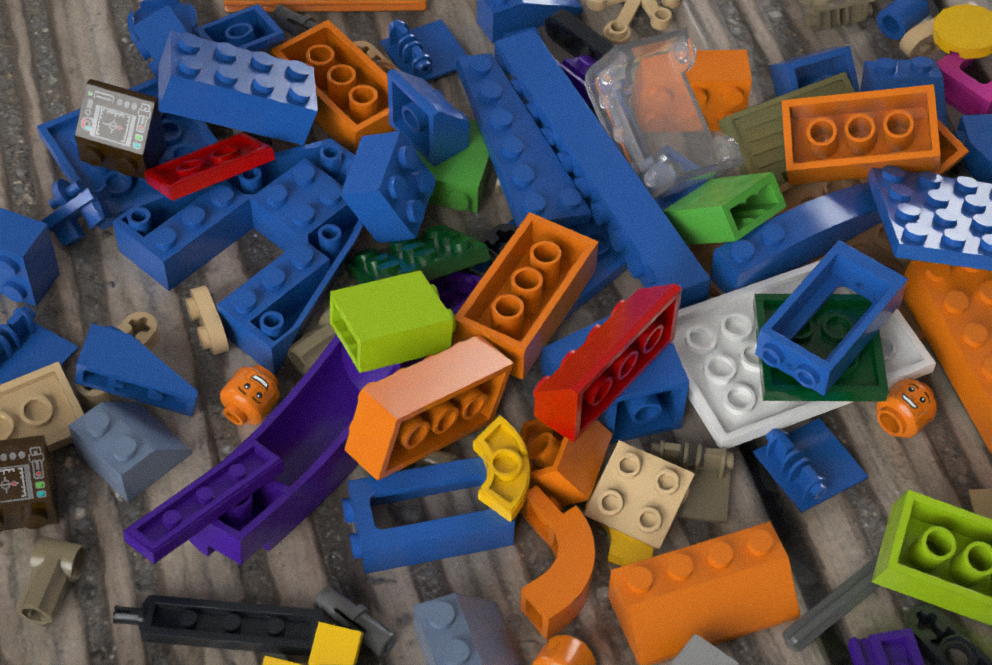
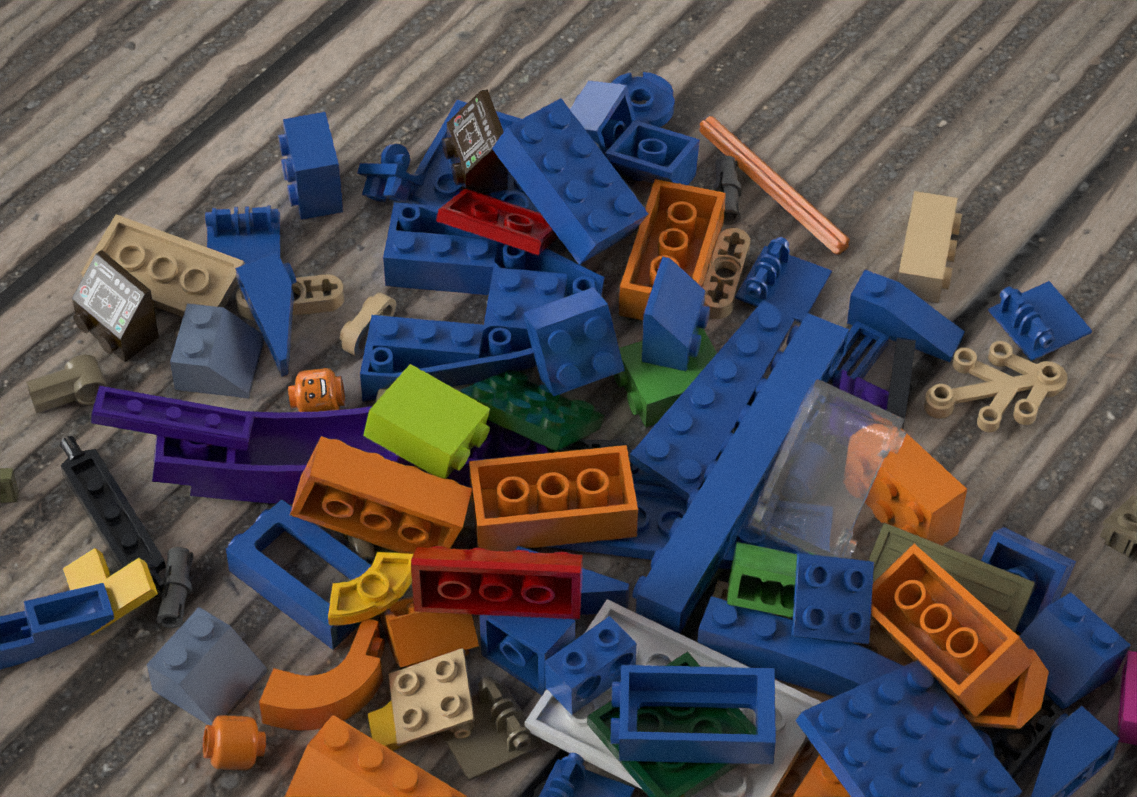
camera: 55 degrees right, 0 degrees up
(718, 361) = (589, 665): none -> blue brick
(789, 174) = (832, 598): none -> blue hinge

